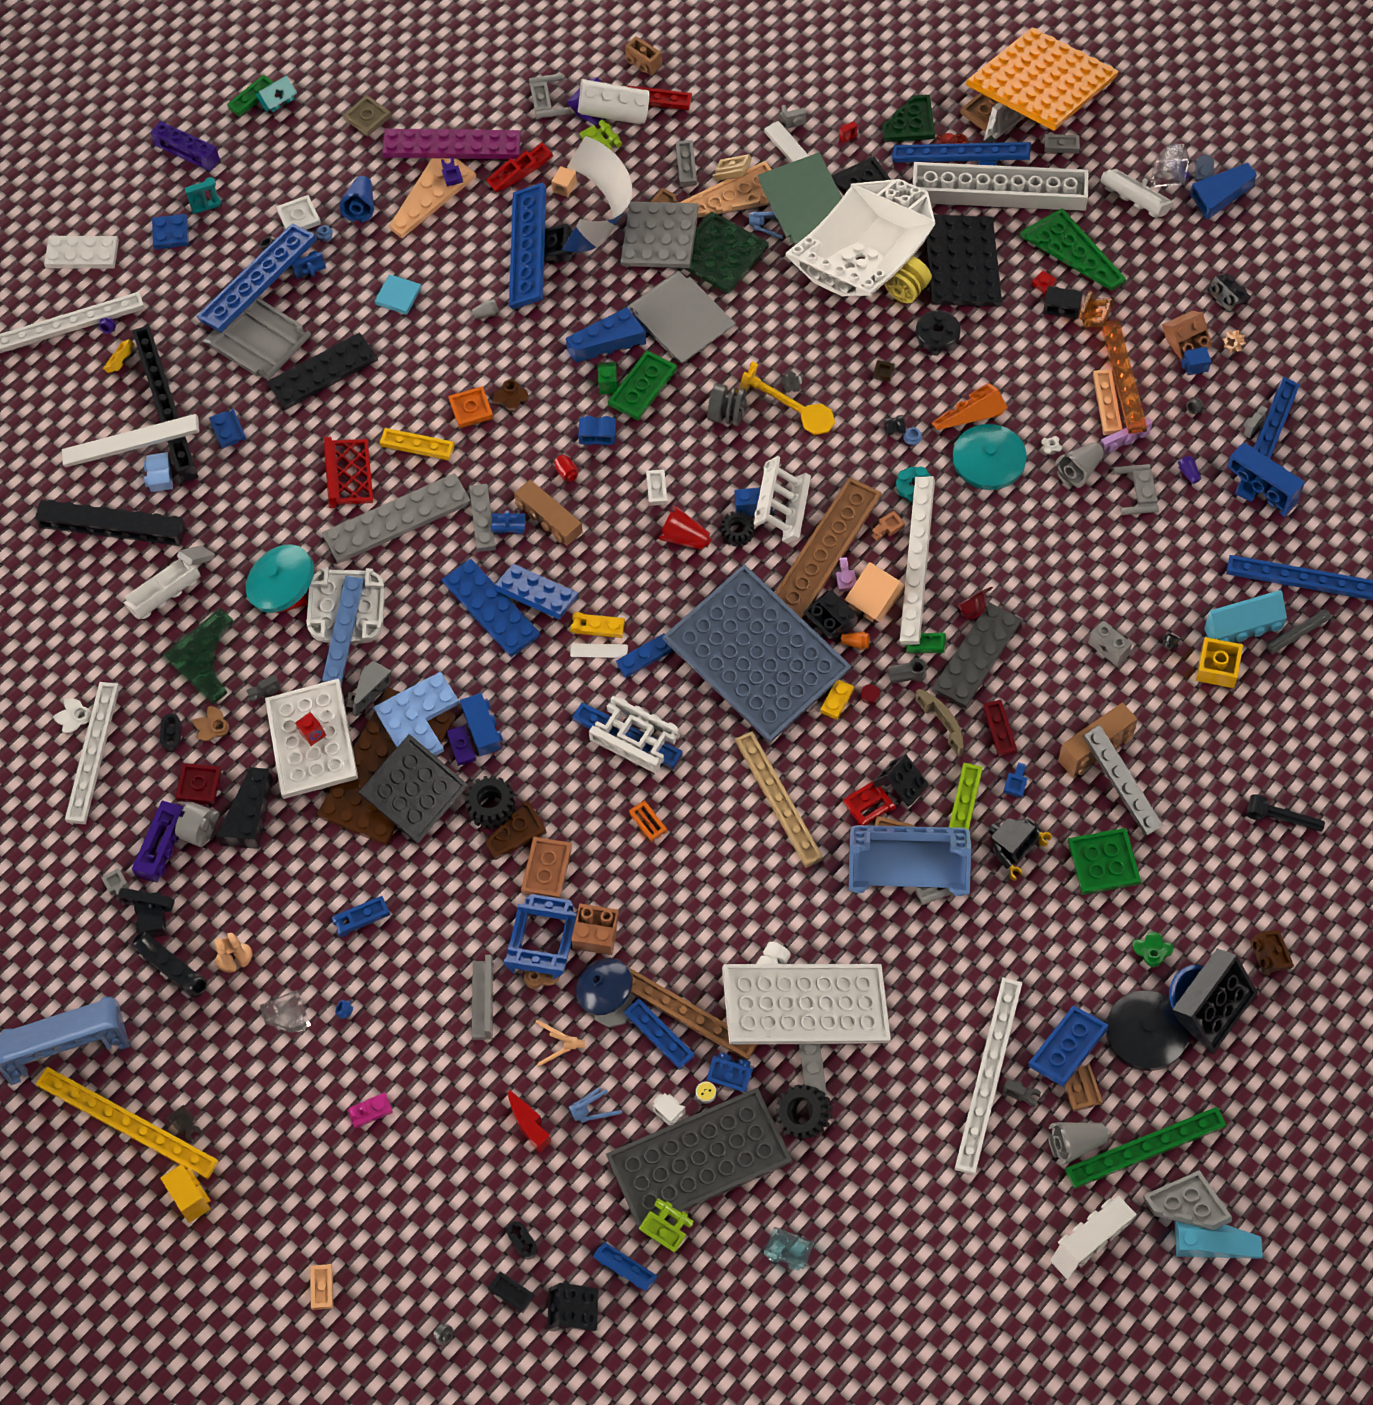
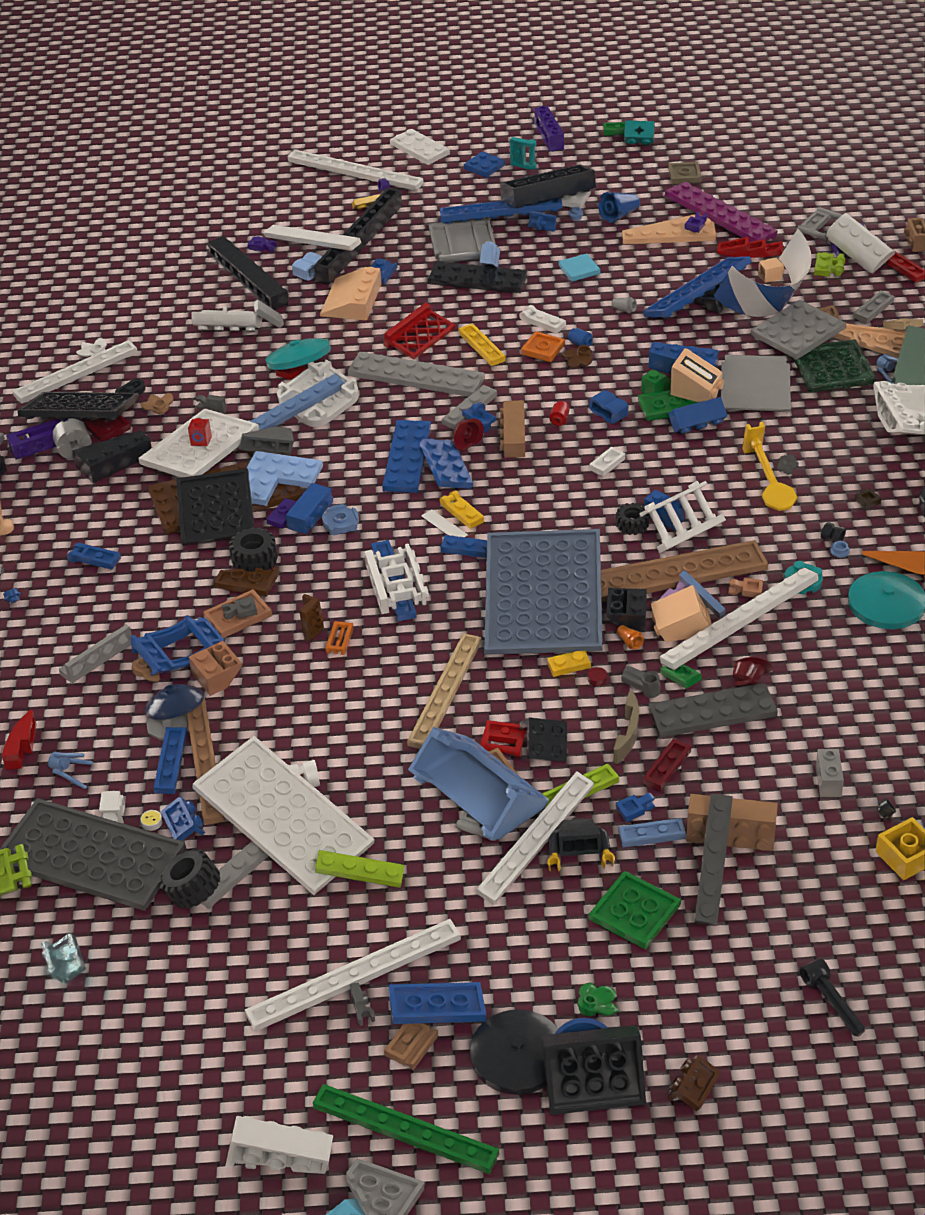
camera: 45 degrees right, 20 degrees down
(73, 480) = (259, 244): none -> dark purple plate
(158, 786) = (78, 405): none -> black plate
(196, 652) = (198, 363): clear green plate -> none
(237, 475) = (353, 294): none -> light nougat slope
(283, 224) = (548, 185): none -> black brick
(318, 342) = (489, 254): none -> light blue brick
(433, 377) = (542, 319): none -> white plate
(491, 374) = (580, 337): none -> blue brick
(518, 548) = (468, 433): none -> dark red piece
(520, 723) = (348, 521): none -> medium blue plate
(550, 860) = (242, 607): none -> dark grey plate
(568, 1042) = (109, 719): light nougat plant -> none
(613, 820) = (311, 617): none -> reddish brown bracket
(646, 353) = (695, 378): none -> light nougat slope
(678, 386) = (698, 415): none -> blue brick
(684, 531) = (588, 489): red cone -> none
(726, 404) = (717, 442): dark grey wheel -> none
(877, 561) = (706, 597): none -> medium blue tile
(900, 995) = (359, 868): none -> lime plate
(986, 865) = (534, 838): none -> white plate
(1046, 791) = (652, 832): none -> medium blue tile
(1076, 1139) = (357, 1070): light grey cone -> none

